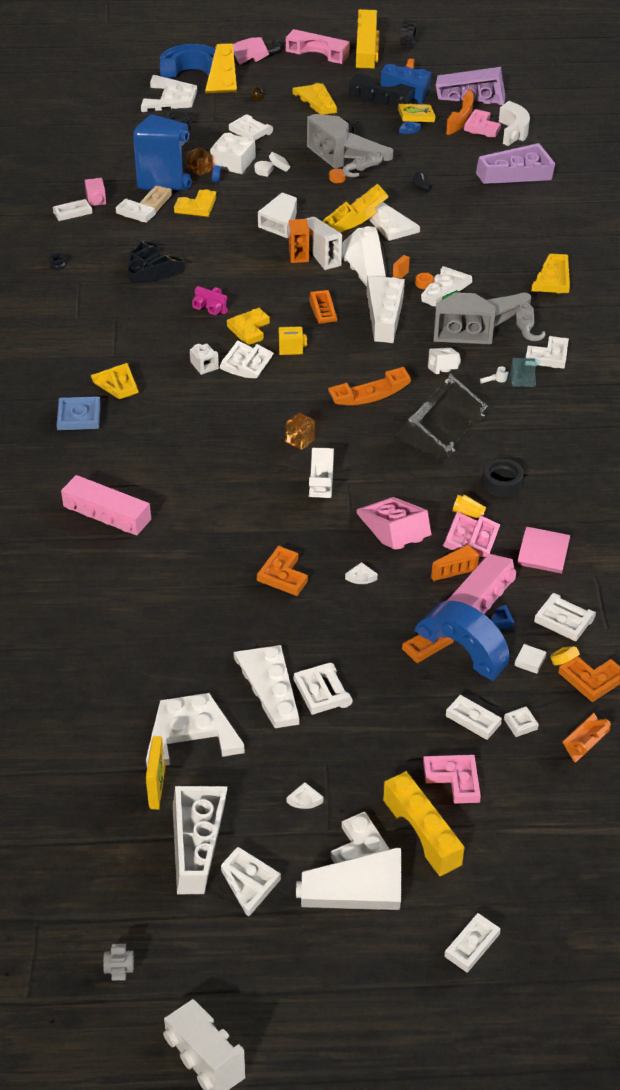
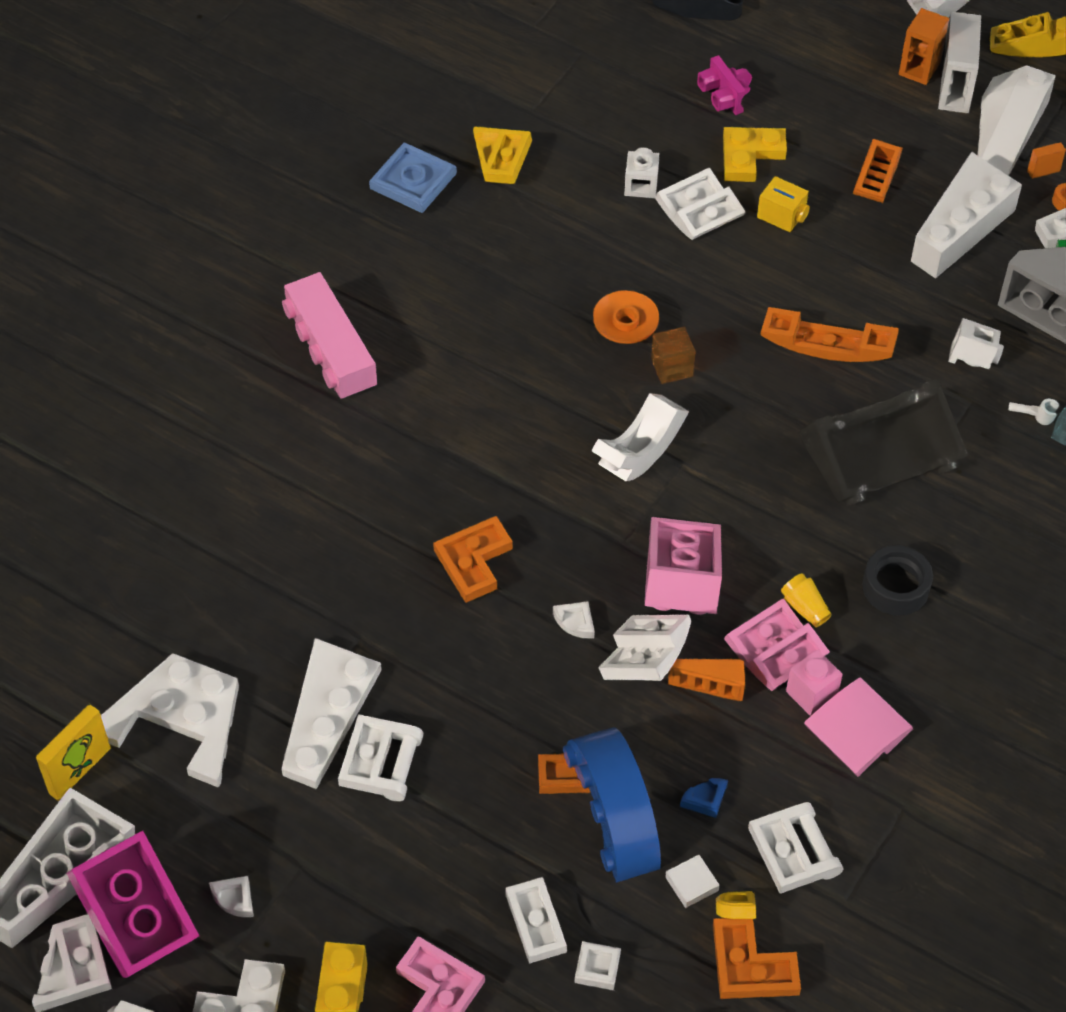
camera: 35 degrees right, 10 degrees up
(258, 425) = (626, 317): none -> orange dish
(264, 823) = (132, 904): none -> dark pink brick
(413, 565) = (646, 647): none -> white slope
(486, 583) = (704, 738): bright pink brick -> none
(507, 539) = (813, 682): none -> bright pink brick

